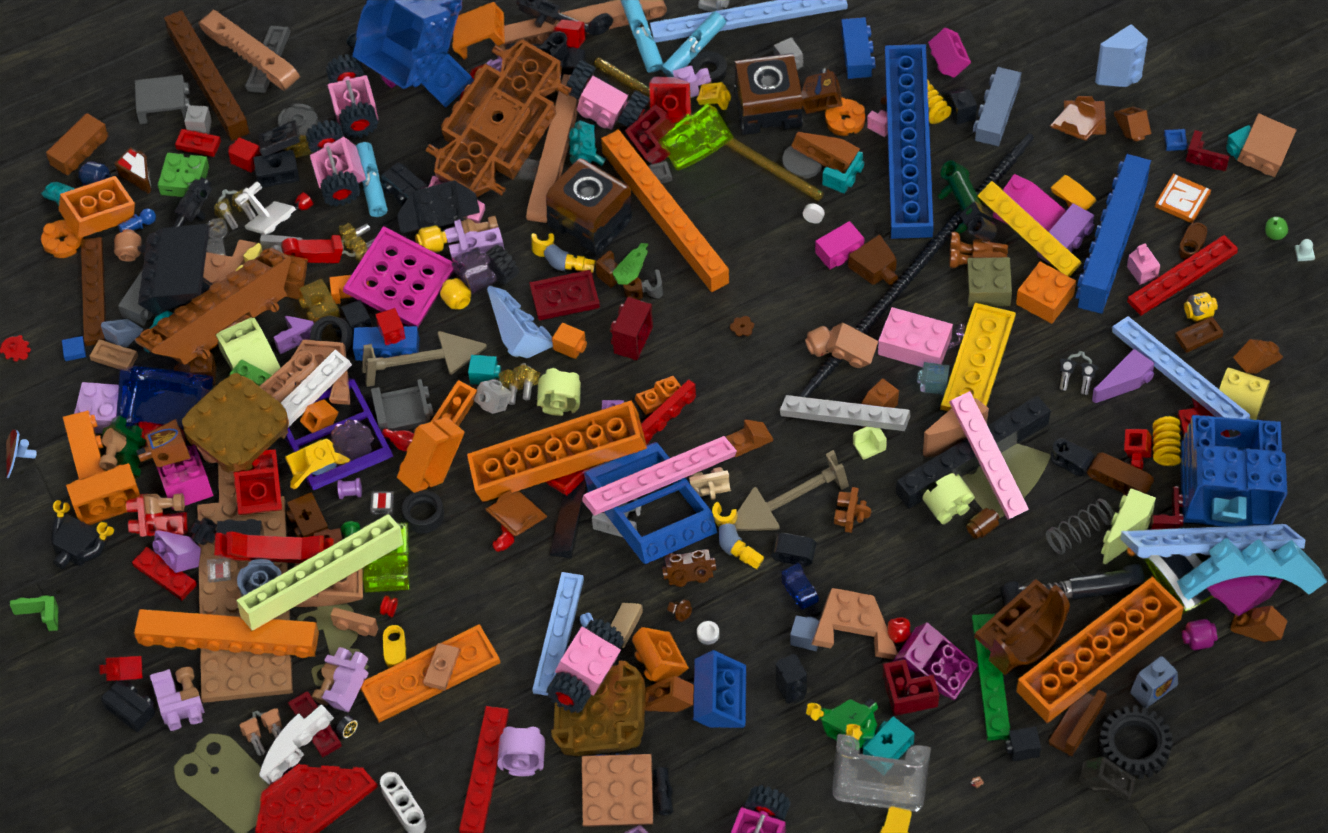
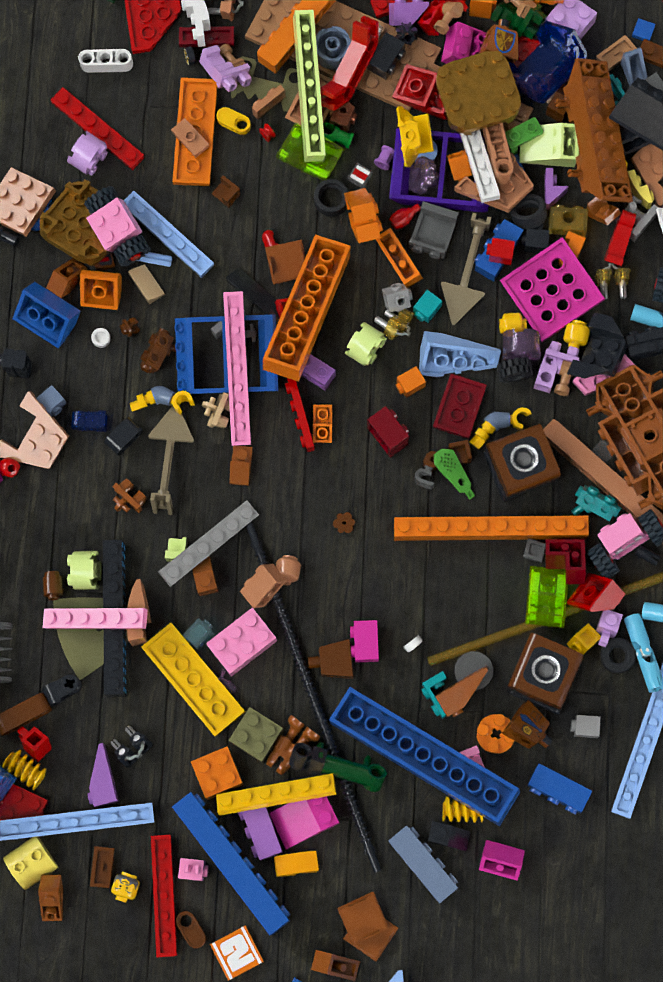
camera: 125 degrees right, 20 degrees up
(306, 516) = (367, 119): reddish brown brick -> none
(477, 606) = (226, 192): none -> reddish brown panel

